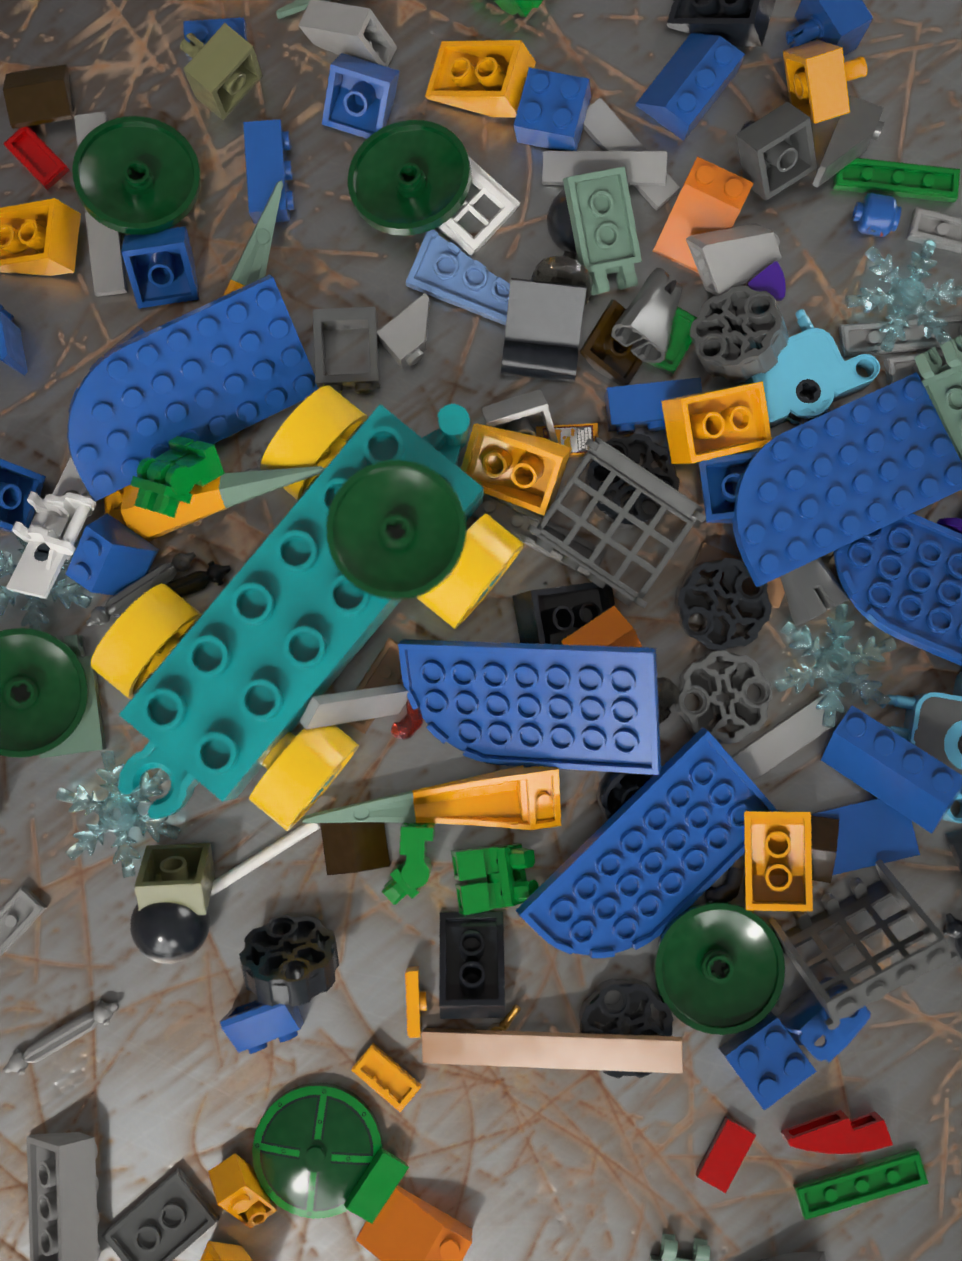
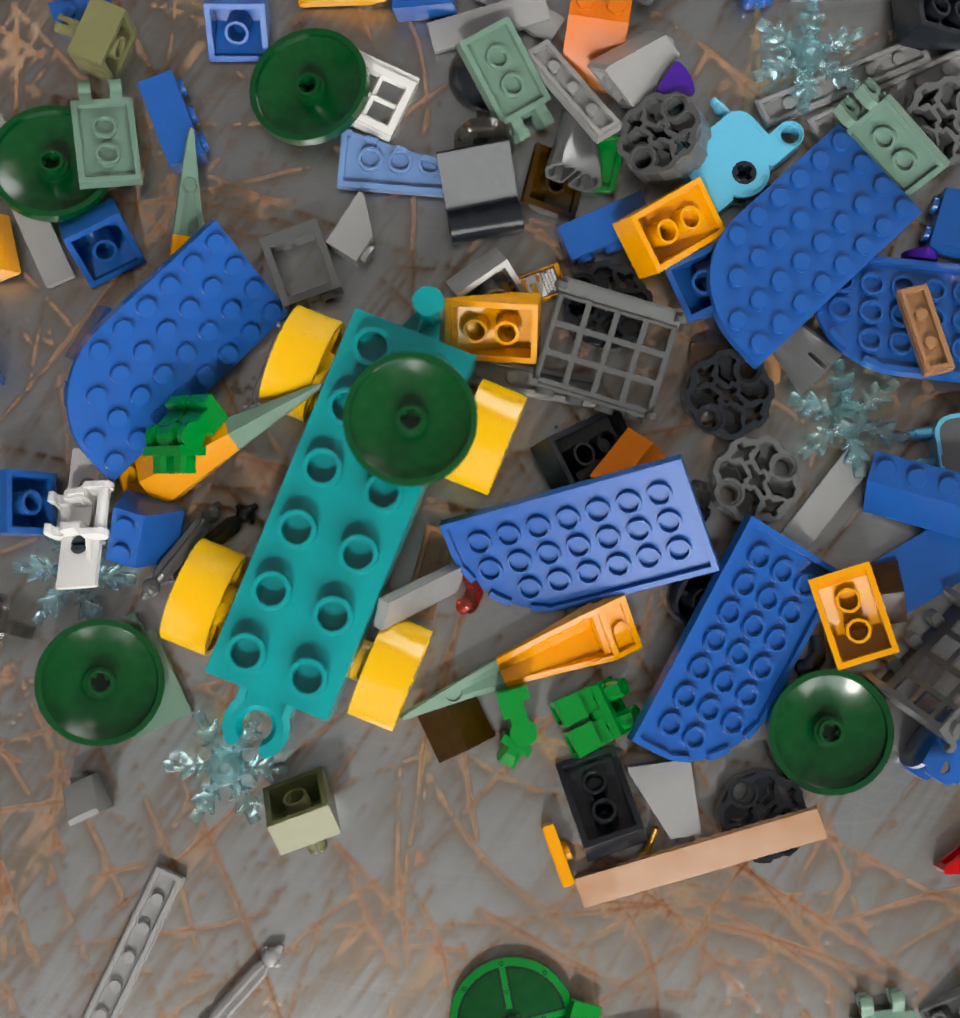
camera: 20 degrees left, 0 degrees up
(168, 931) = (310, 860): black piece -> none
(195, 167) = (105, 138): none -> sand green tile
(257, 1023) = (424, 916): blue slope -> none
(263, 856) = (374, 763): white bar -> none
(289, 960) = (431, 851): black connector -> none
(386, 1077) = (554, 931): light orange plate -> none
(541, 979) = (670, 795): none -> light grey slope
(665, 261) = (574, 92): none -> light grey tile
(725, 1154) = (890, 902): red tile -> none
(767, 1060) = (901, 803): blue brick -> none
(937, 602) = (924, 330): none -> medium nougat tile

